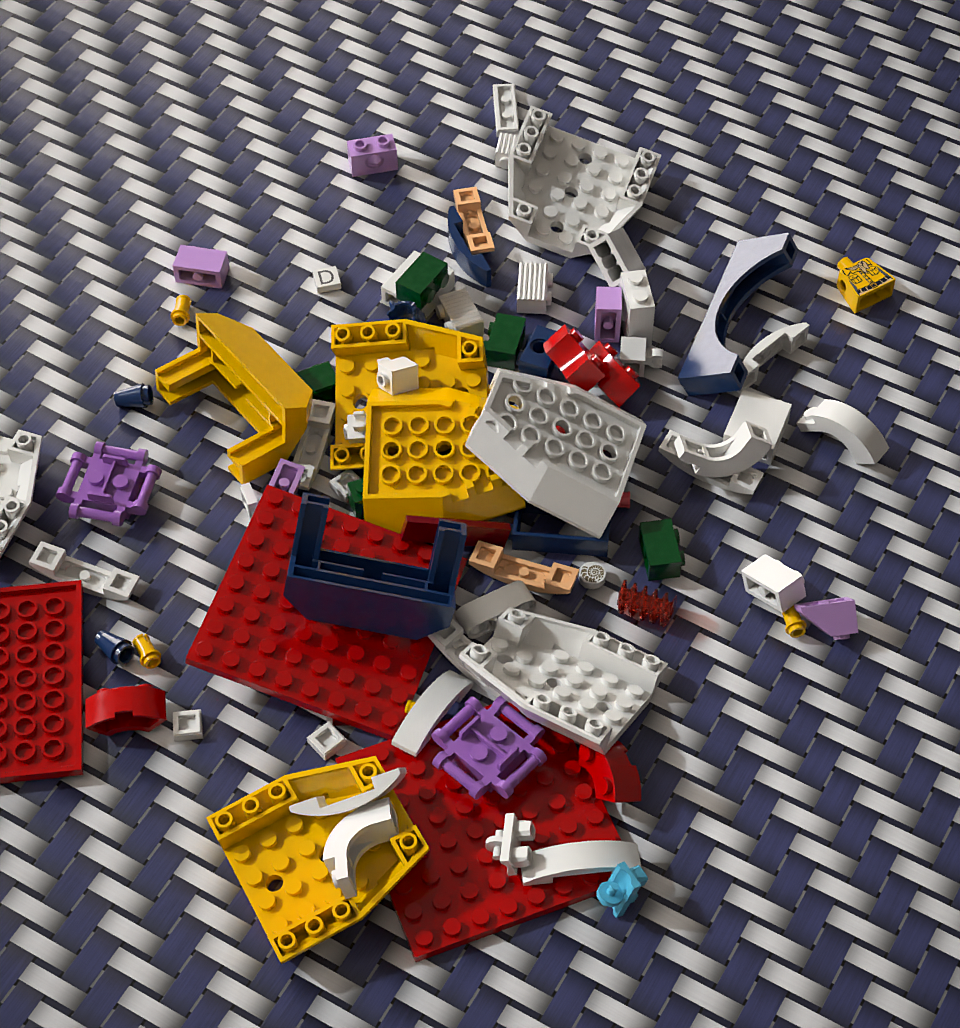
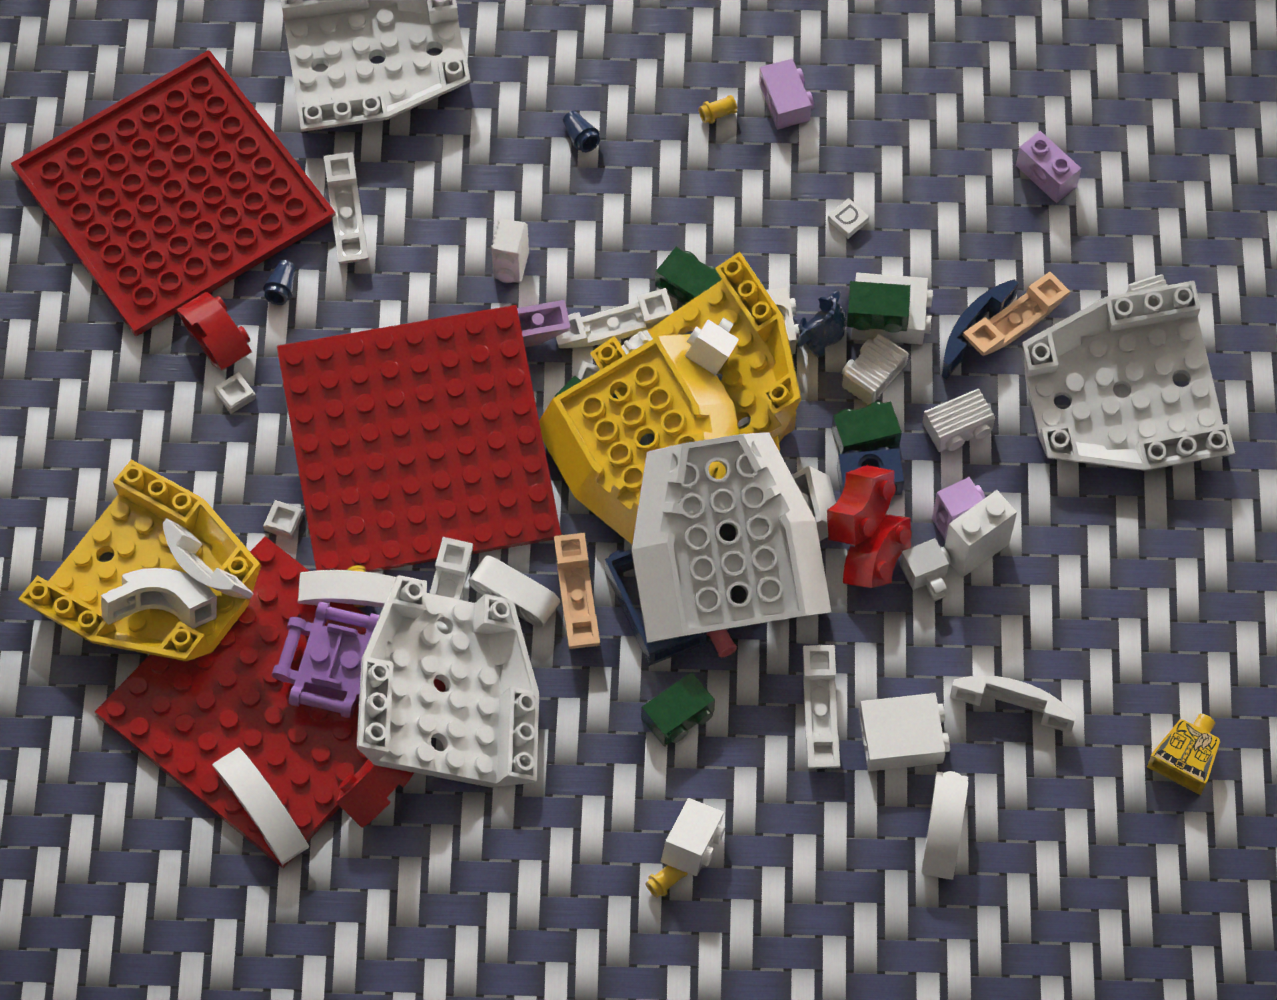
camera: 60 degrees right, 10 degrees up
(109, 484) = (457, 171): medium lavender brick -> none
(148, 655) = (291, 313): yellow pin -> none
(208, 478) = (510, 250): none -> white brick
(248, 499) = (517, 296): white tile -> none
(253, 381) = (645, 229): yellow wedge -> none
(368, 590) = (443, 454): dark blue wedge -> none
(424, 530) = (576, 504): dark red tile -> none
(505, 109) = (1220, 261): white tile -> none
(507, 843) = (241, 731): white hips -> none
(592, 575) = (612, 661): white tile -> none
(615, 255) = (1035, 478): white brick -> none
(621, 888) = (248, 852): medium azure hips -> none
(645, 604) = (596, 728): clear red piece -> none
(709, 364) = (1130, 624): dark blue arch -> none
(725, 458) = (824, 713): white arch -> none
(832, 616) = (682, 909): lavender slope -> none

